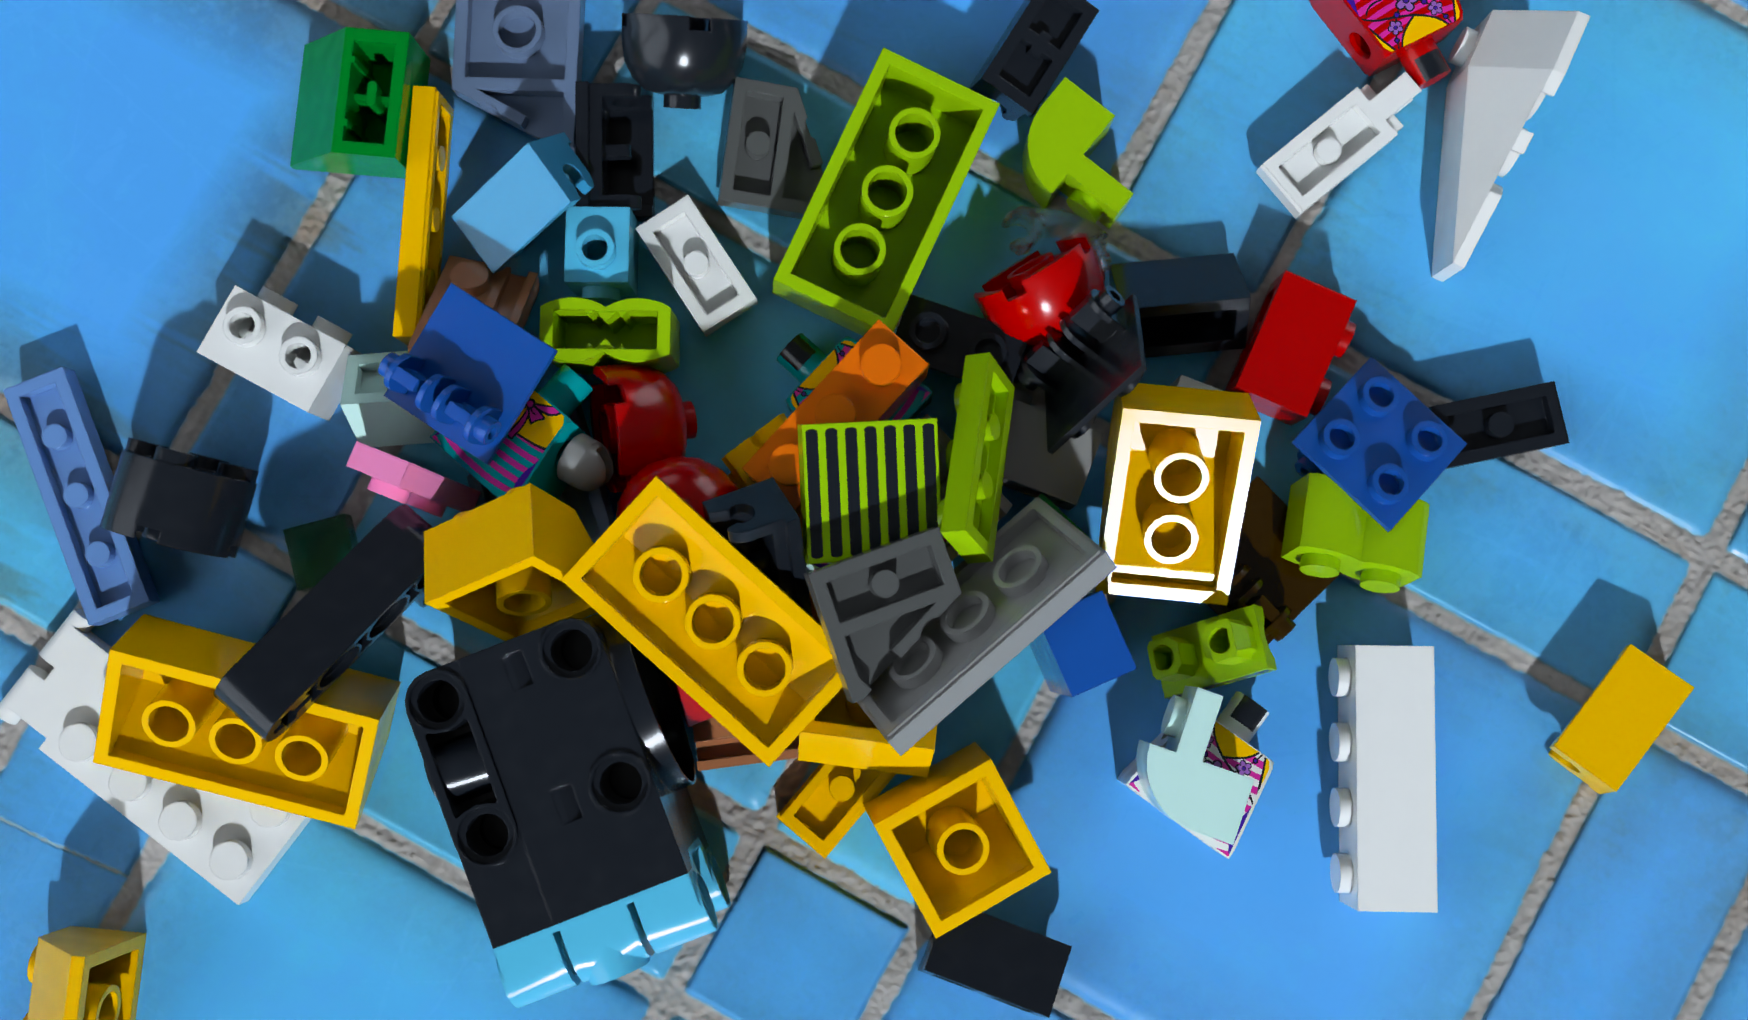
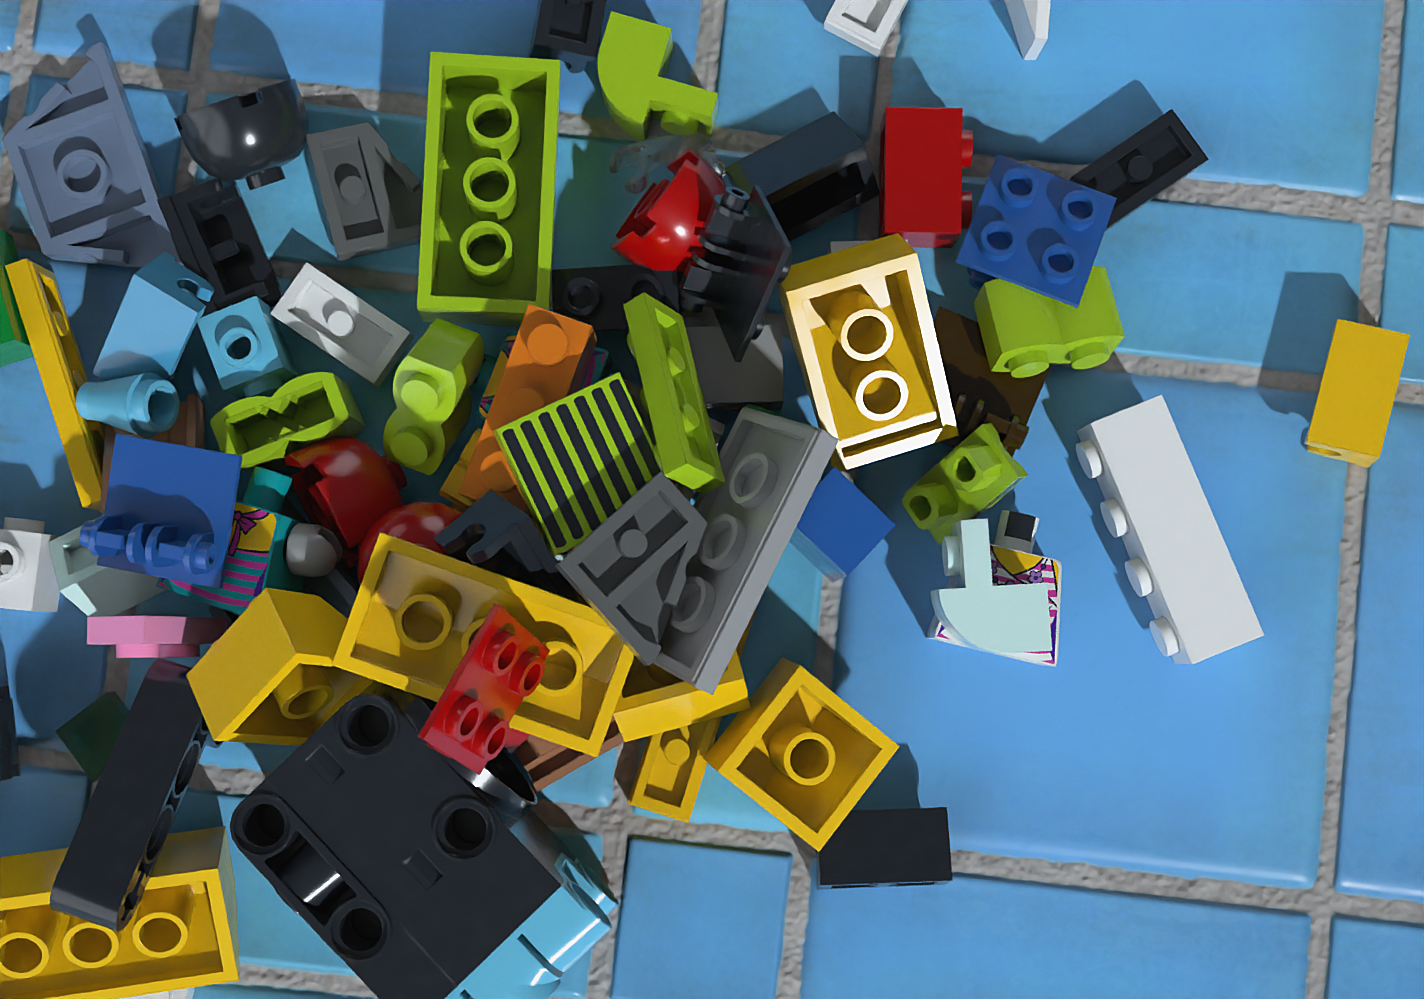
camera: 25 degrees left, 0 degrees up
(477, 260) = (133, 403): none -> medium azure cone
(684, 672) = (485, 692): none -> red hinge
(753, 366) = (433, 396): none -> lime brick

